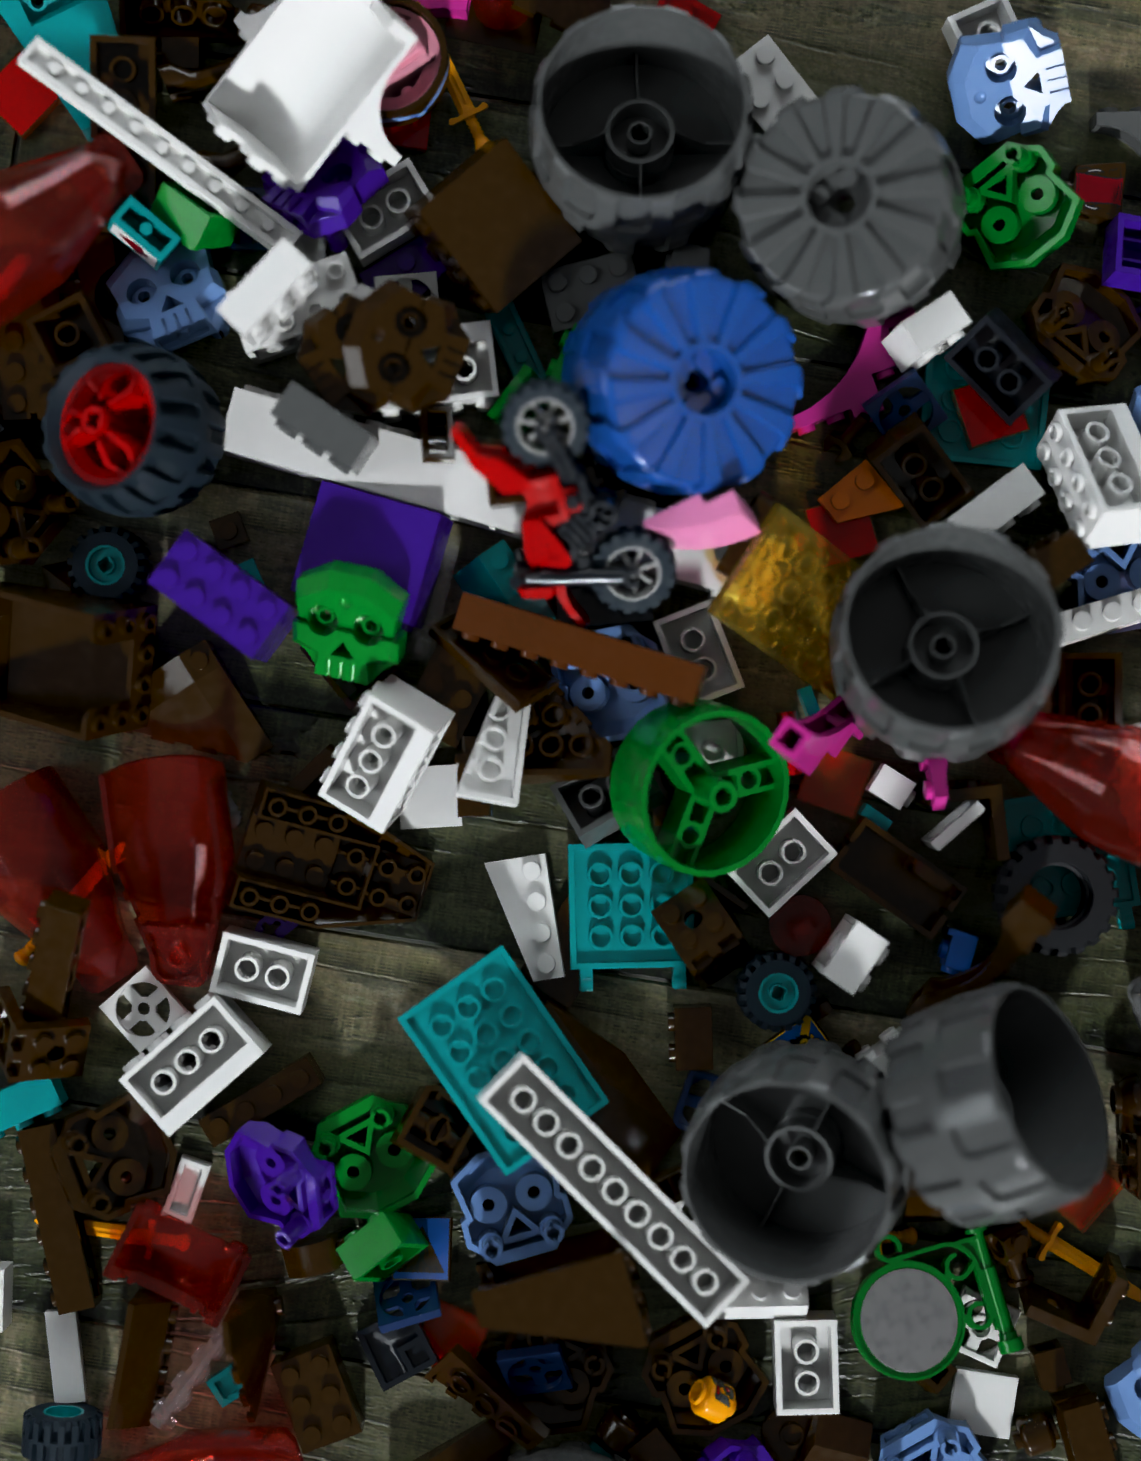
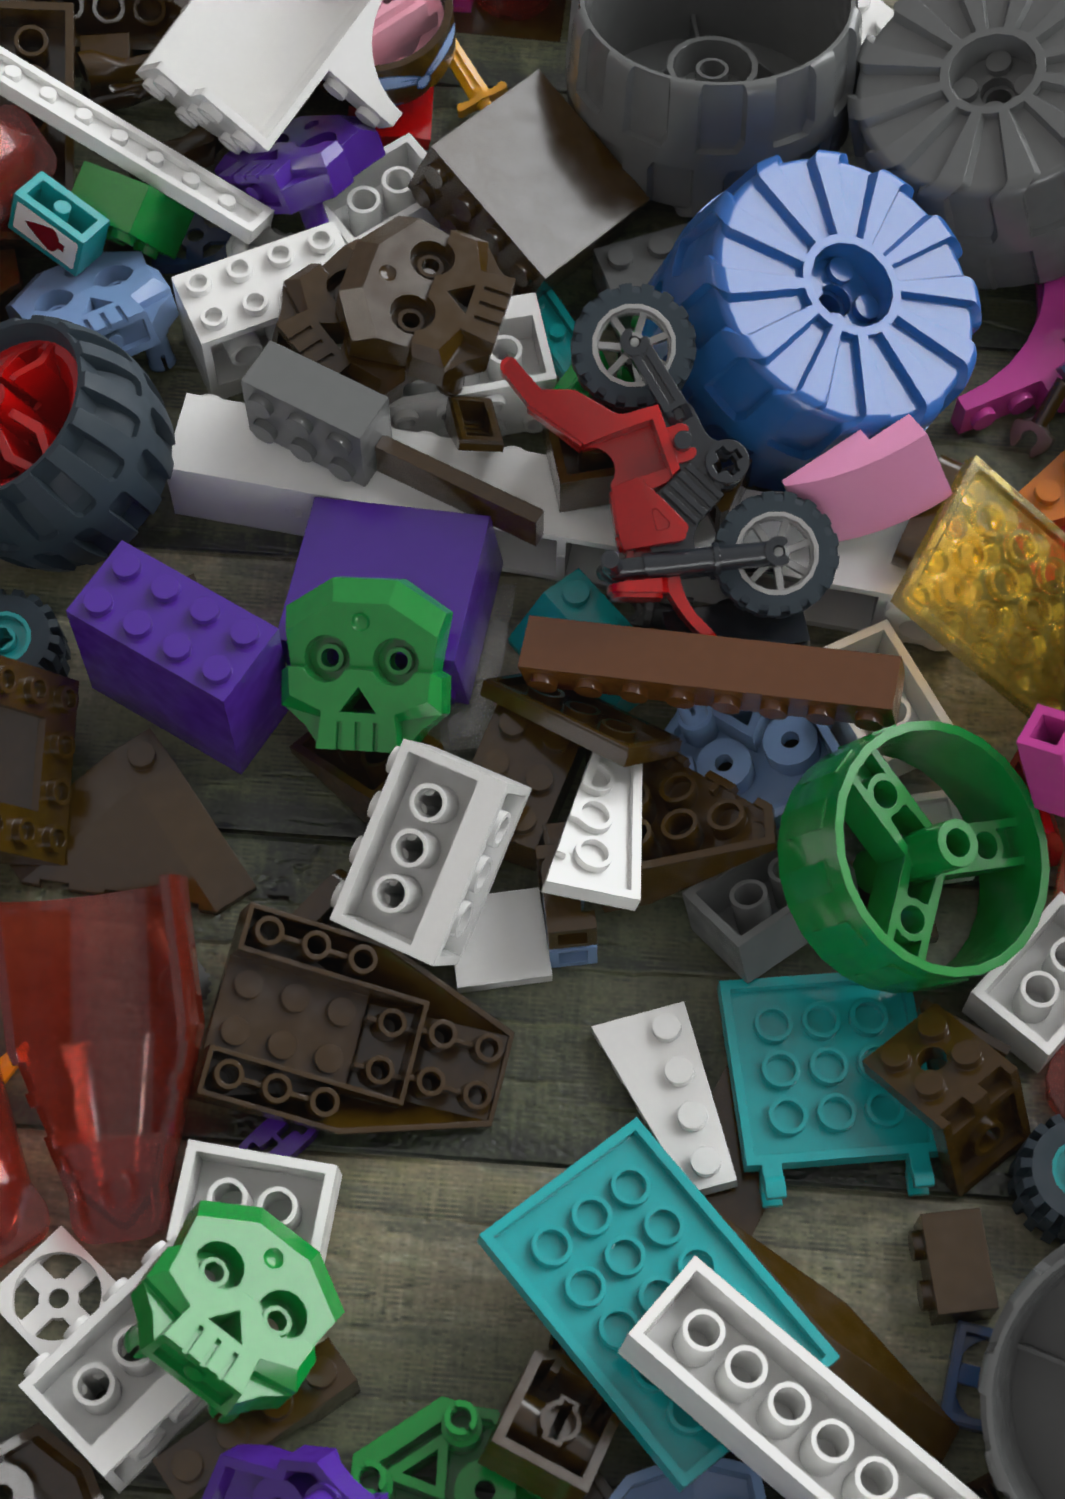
camera: 10 degrees left, 25 degrees down
(263, 1028) = (219, 1331): none -> brick
(269, 293) = (232, 249): white brick -> none
(421, 490) = (459, 489): none -> dark brown tile

